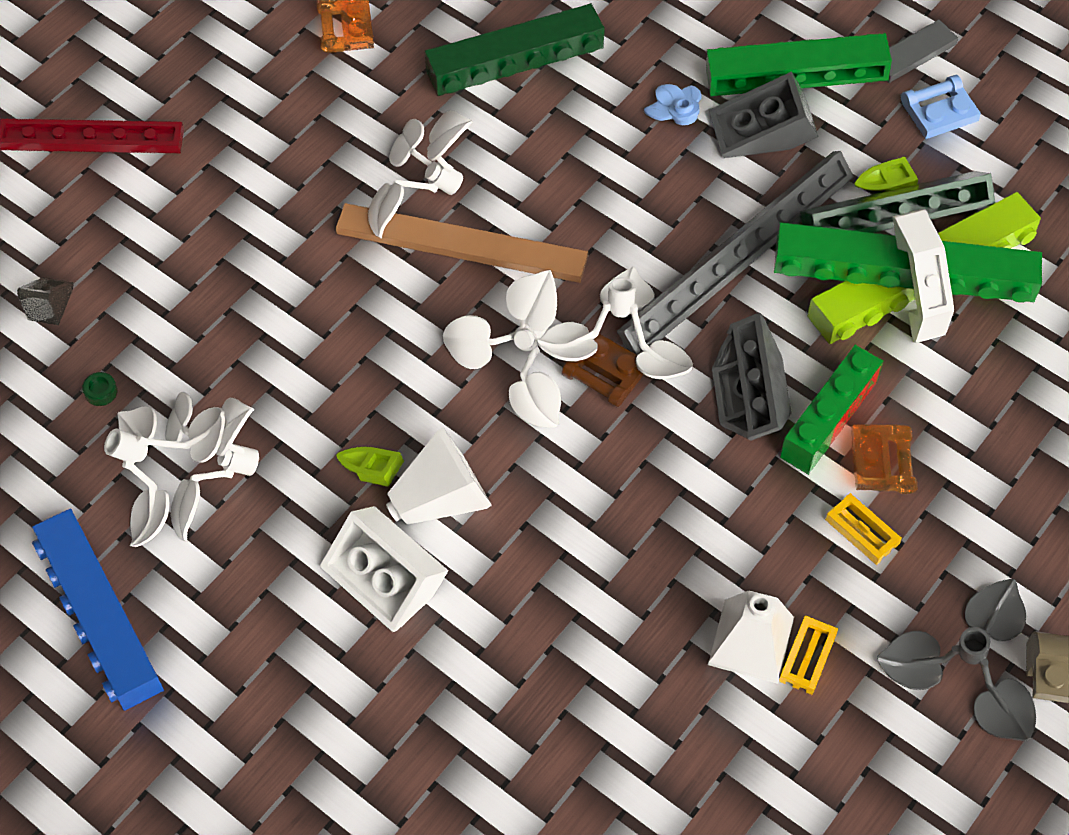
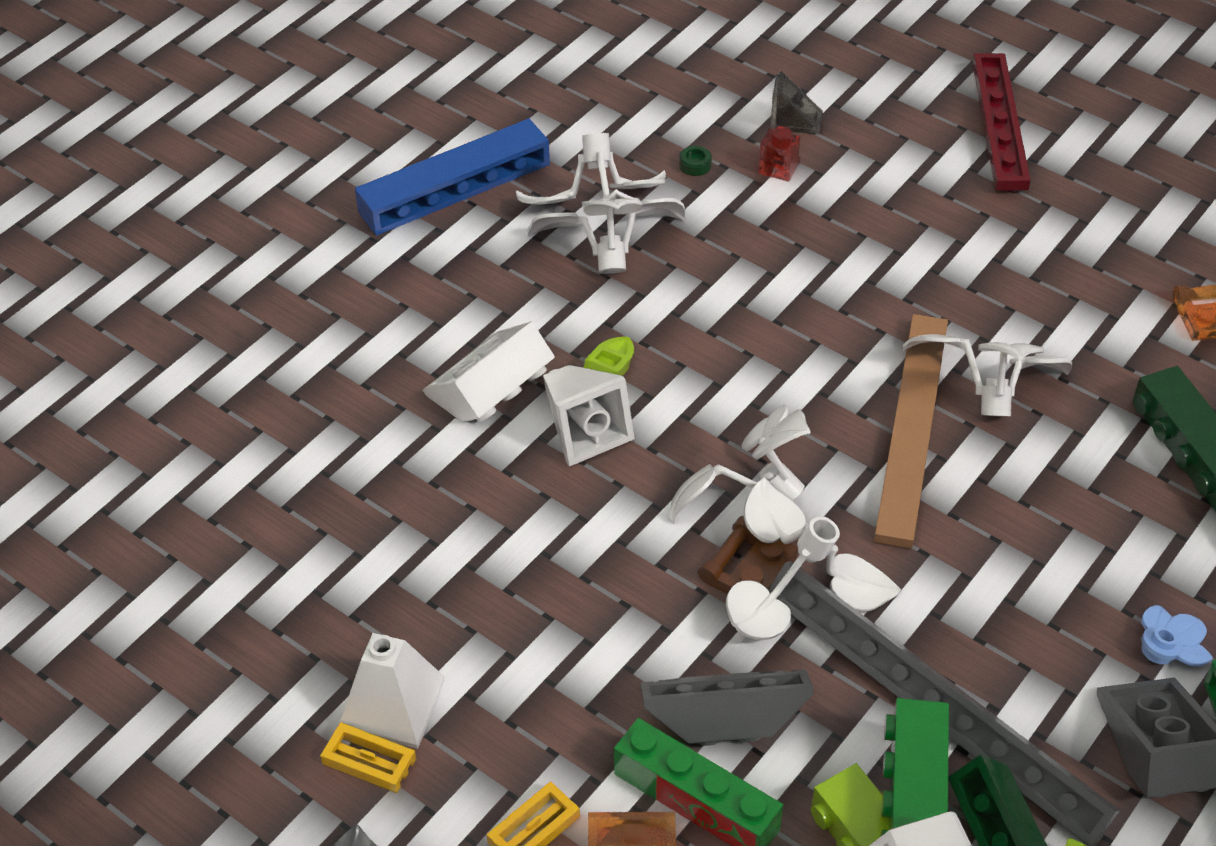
camera: 90 degrees right, 10 degrees down
(108, 307) = (781, 146): none -> clear red brick

